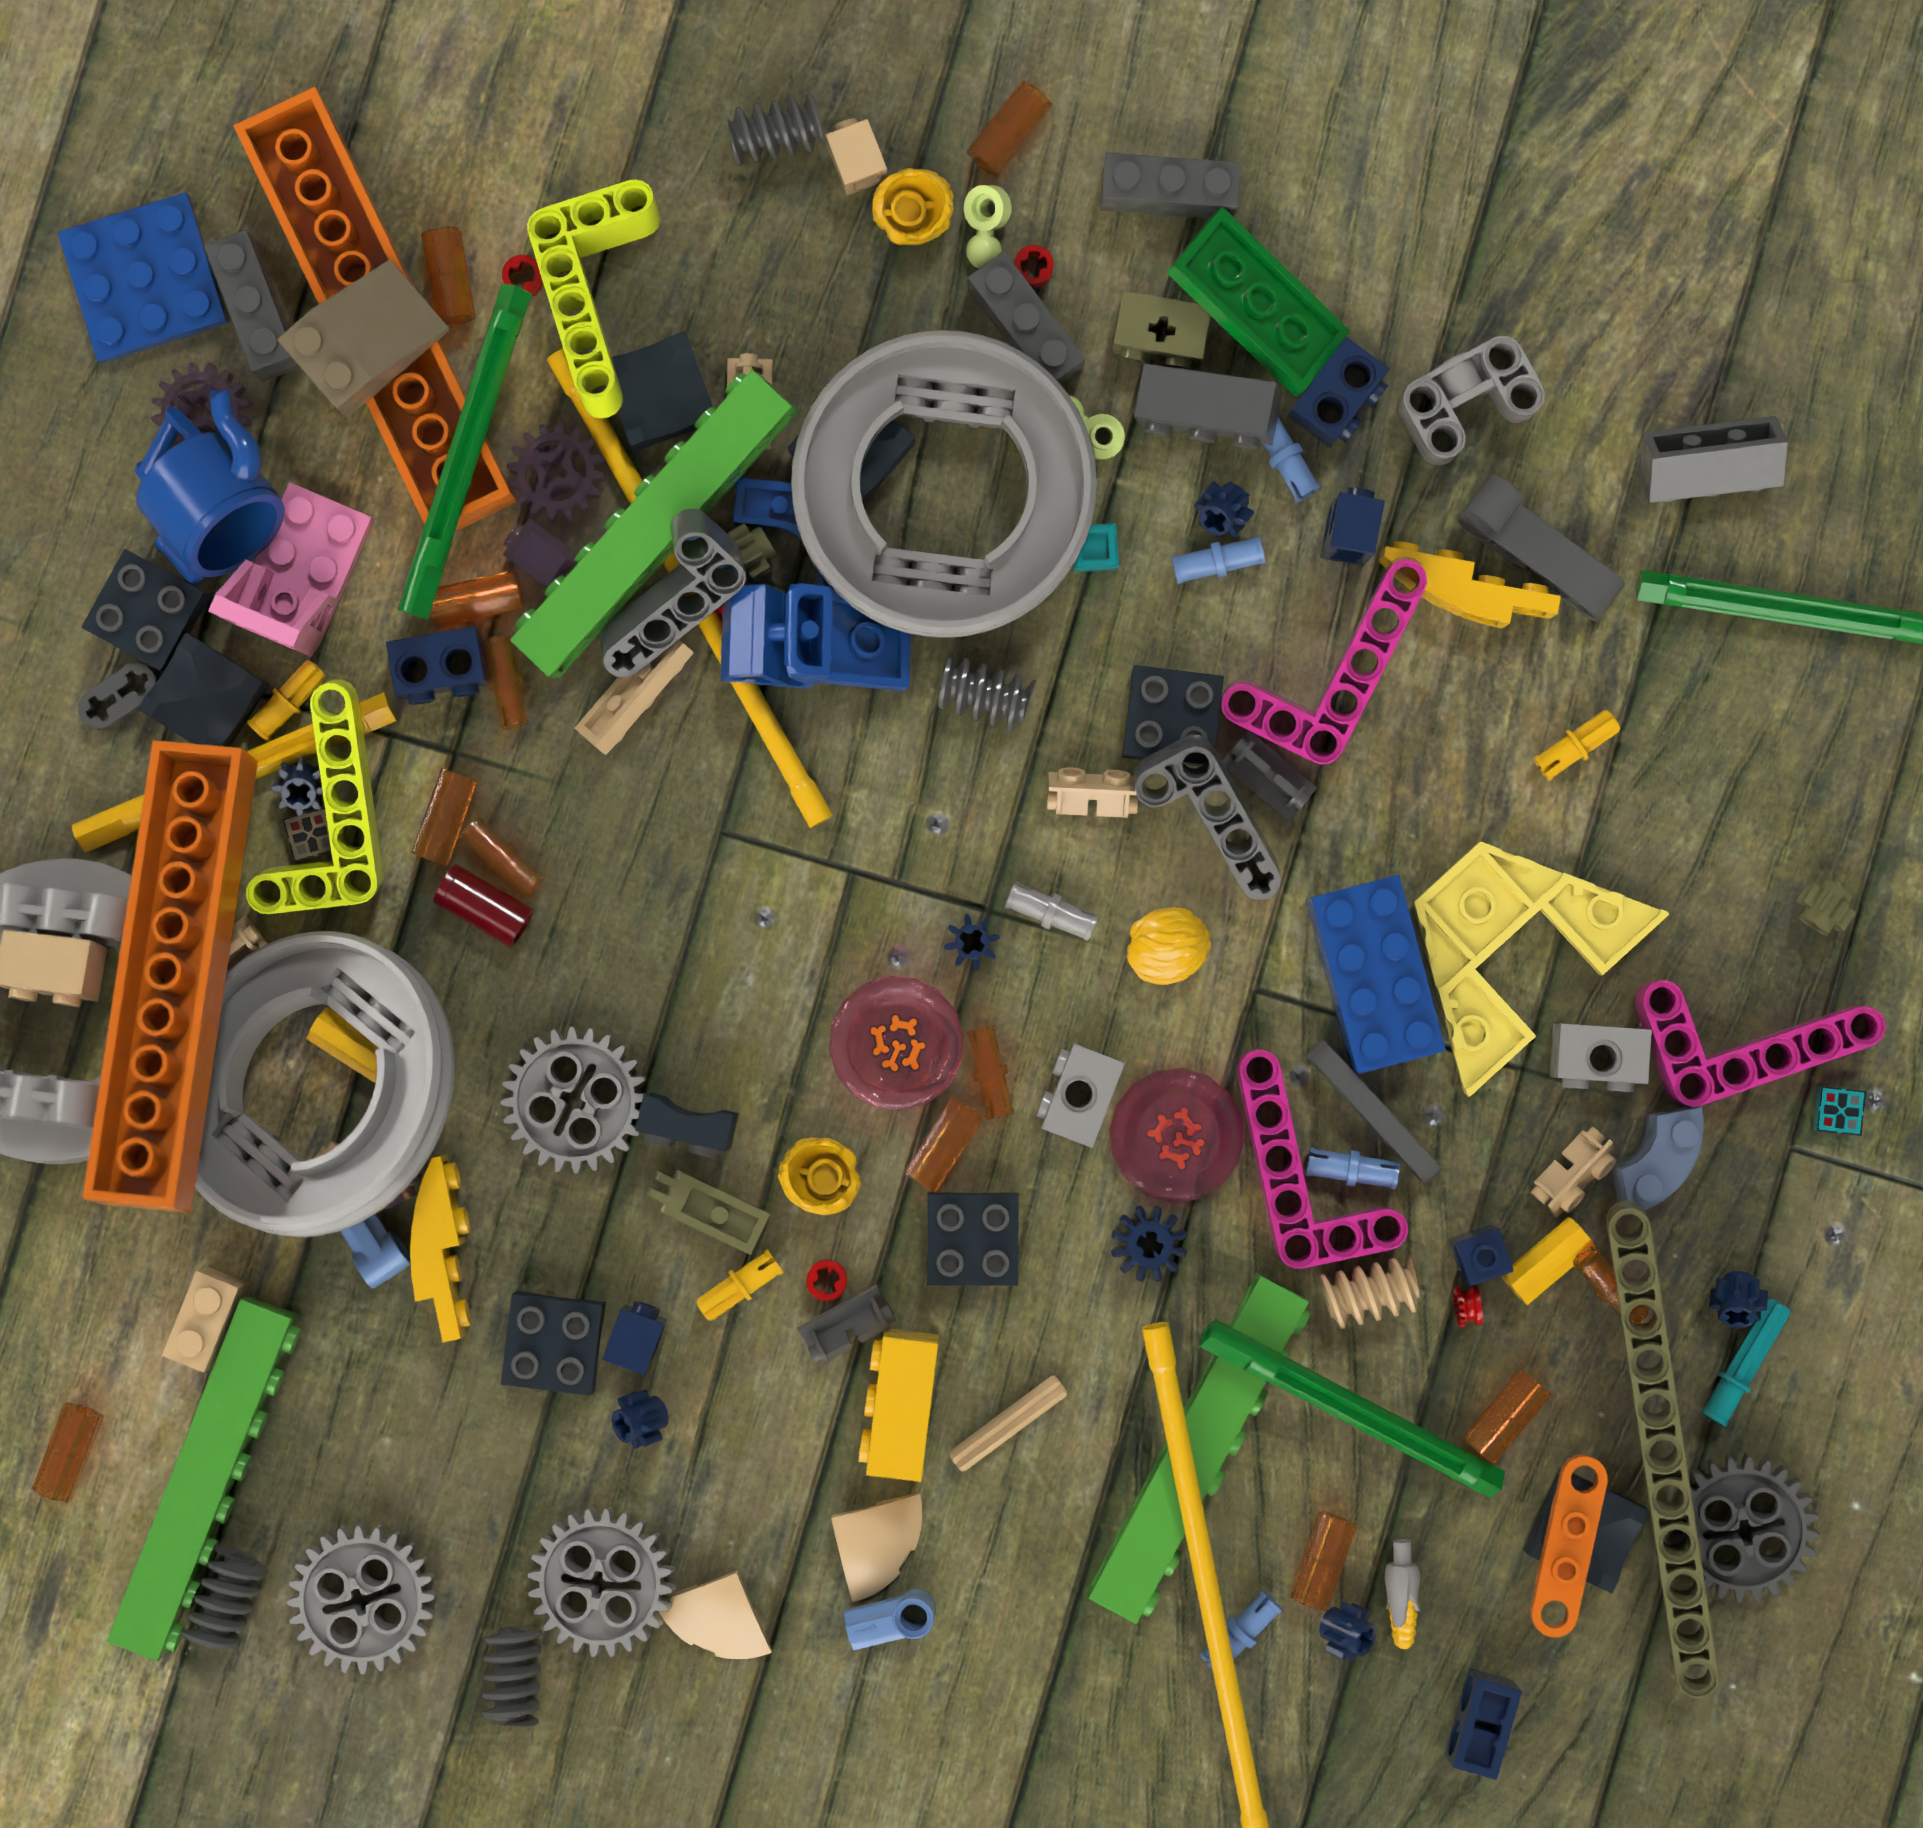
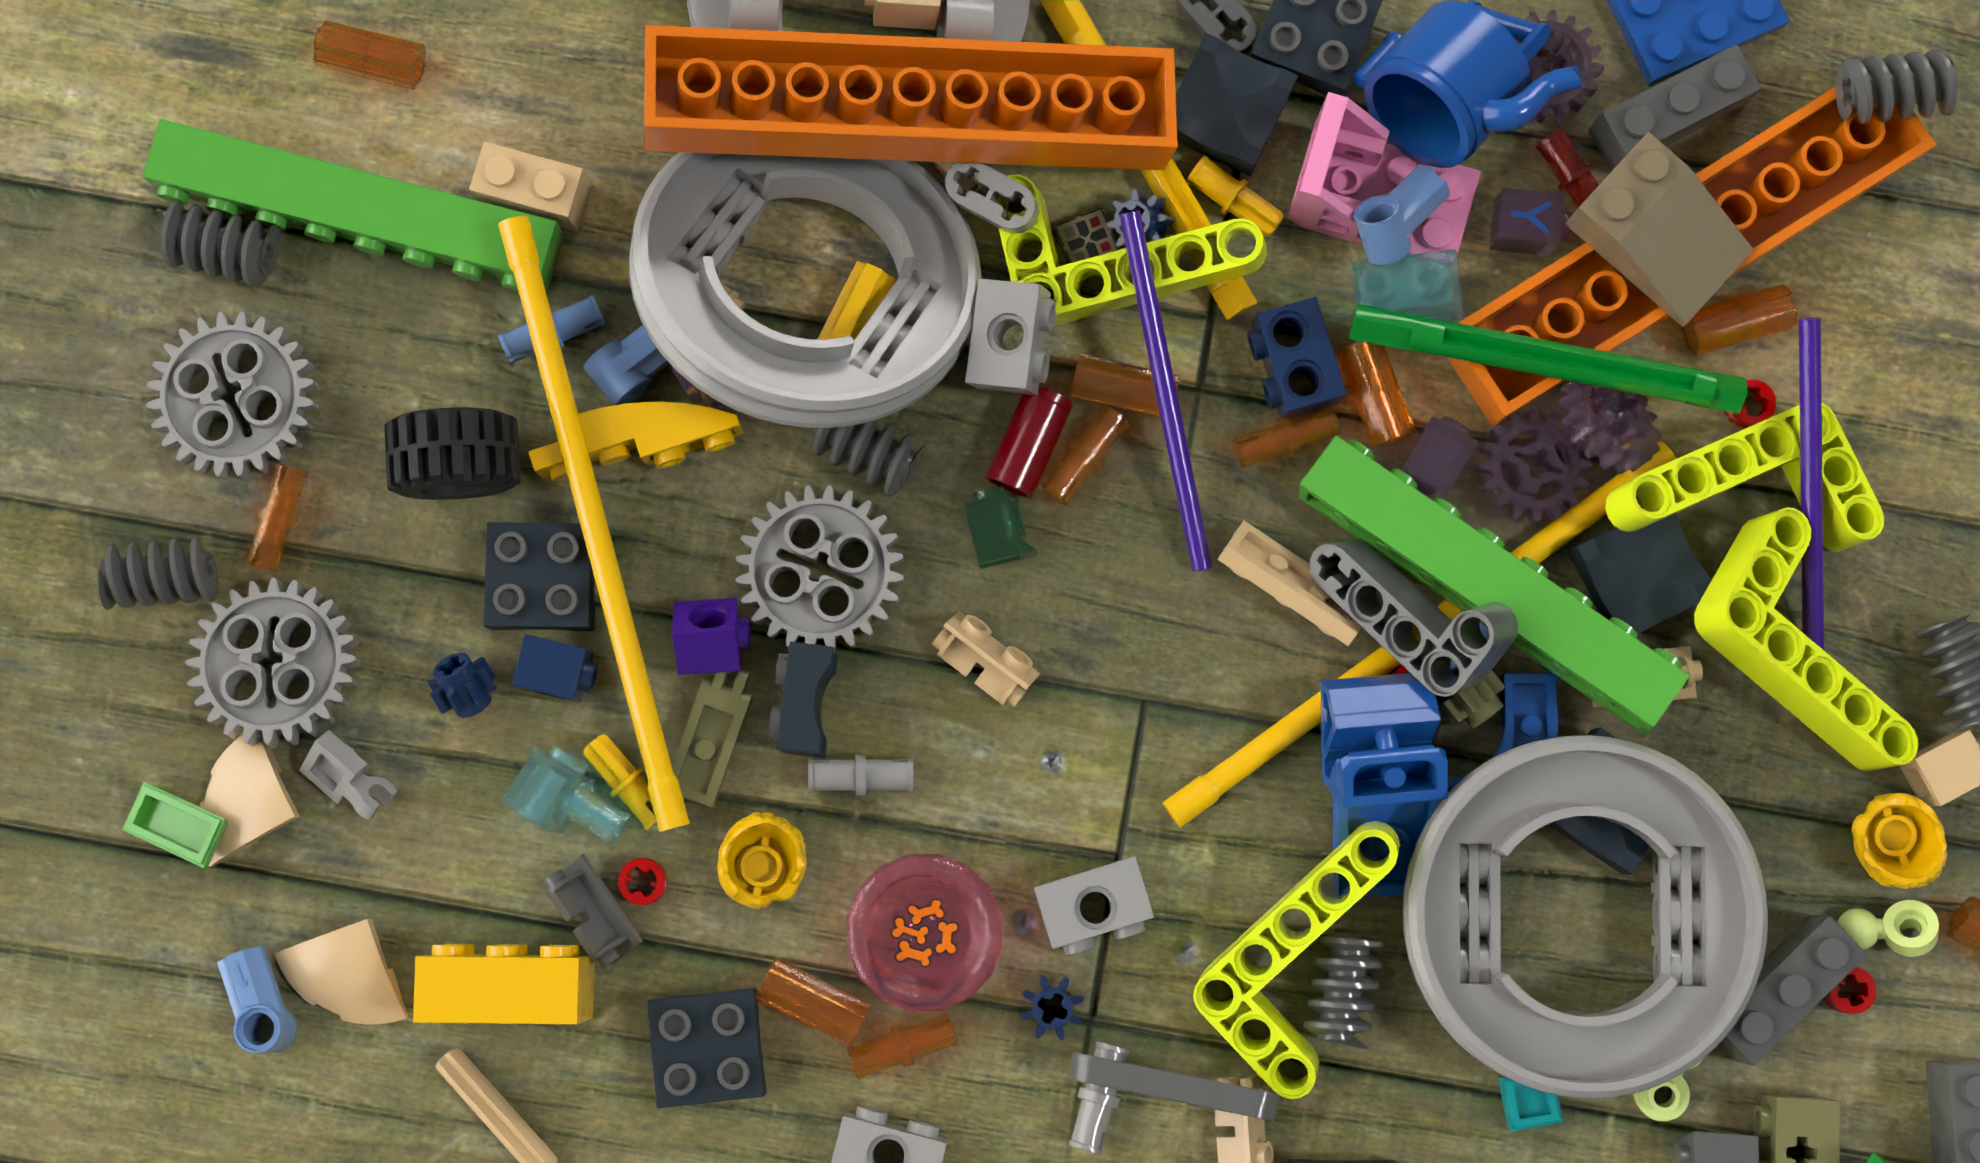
camera: 85 degrees right, 5 degrees down
(258, 116) = (1897, 83): none -> dark grey piece
(272, 920) = (985, 207): none -> light grey beam
(277, 1328) = (525, 264): none -> yellow piece
(293, 405) = (1568, 166): none -> clear red axle
(325, 570) = (1389, 219): none -> medium blue piece
(336, 1313) = (568, 323): none -> medium blue pin
(340, 447) = (1528, 222): none -> brick
(366, 921) = (996, 310): none -> light grey brick
(386, 555) = (1415, 285): none -> clear light blue brick
(437, 1407) = (452, 453): none -> black tyre
(452, 782) = (1165, 390): none -> dark purple piece
(474, 1569) = (276, 517): none -> clear orange pin
(475, 1044) = (871, 450): none -> dark grey piece
(528, 402) = (1610, 425): none -> gear
(557, 942) = (997, 528): none -> clear green window
(612, 240) = (1811, 476): none -> dark purple piece
(622, 1201) = (709, 636): none -> dark purple brick
(655, 973) = (1003, 665): none -> tan hinge
(704, 1531) = (340, 775): none -> light grey plate
(732, 1677) = (175, 825): none -> tile
(741, 277) = (1746, 629): none -> neon yellow beam
(742, 1345) = (557, 791): none -> clear light blue brick
(756, 1083) = (860, 775): none -> light grey pin
(872, 874) = (1121, 886): none -> light grey brick
(942, 740) = (1284, 947): none -> neon yellow beam
(1047, 847) = (1173, 1086): none -> dark grey beam

